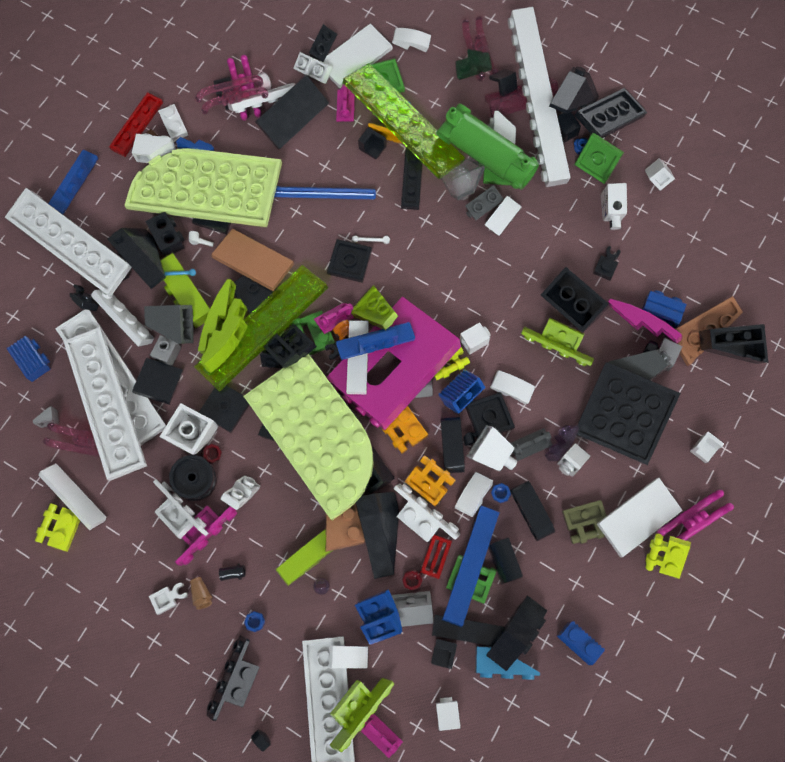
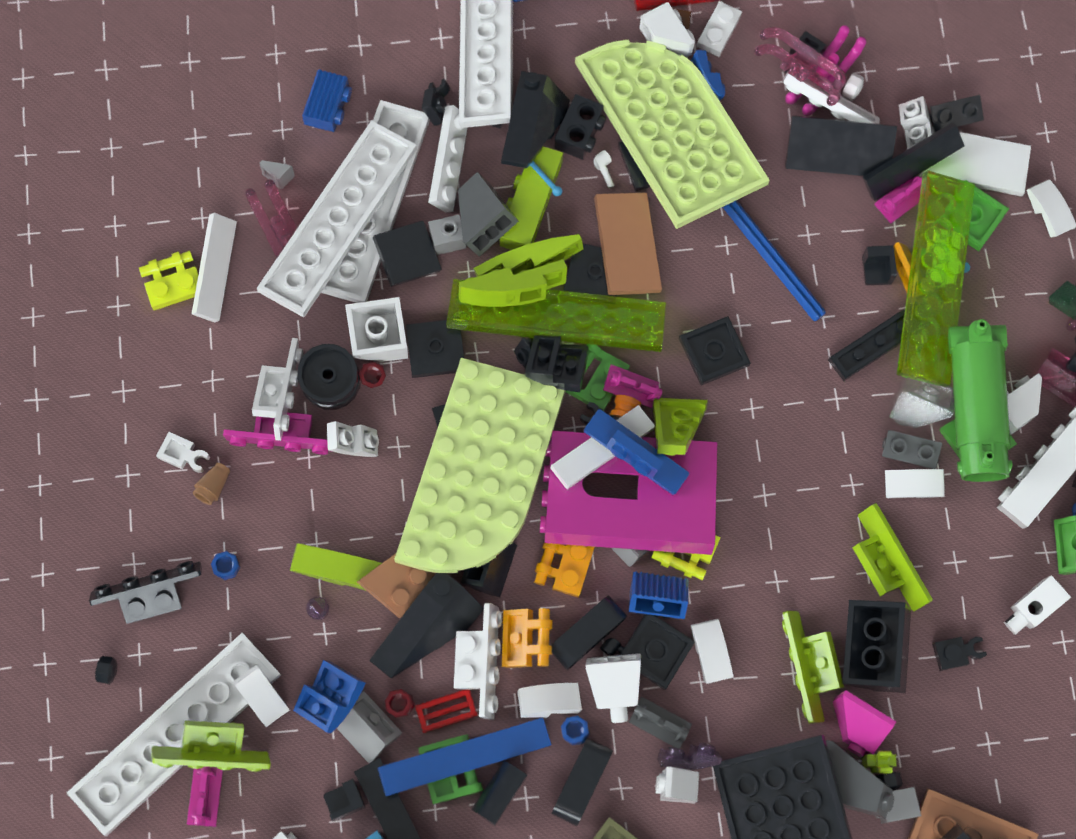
camera: 45 degrees right, 0 degrees up
(232, 572) = (265, 505): black pin -> none
(331, 83) = (913, 161): none -> black tile
(385, 239) = (774, 371): white hinge -> none
(475, 338) = (736, 563): white brick -> none
(533, 260) = (887, 561): none -> lime bracket
(611, 339) = (861, 724): none -> dark pink slope
(637, 318) = (915, 739): dark pink slope -> none
(639, 345) = (880, 762): none -> lime plate
(664, 308) = (953, 760): blue brick -> none

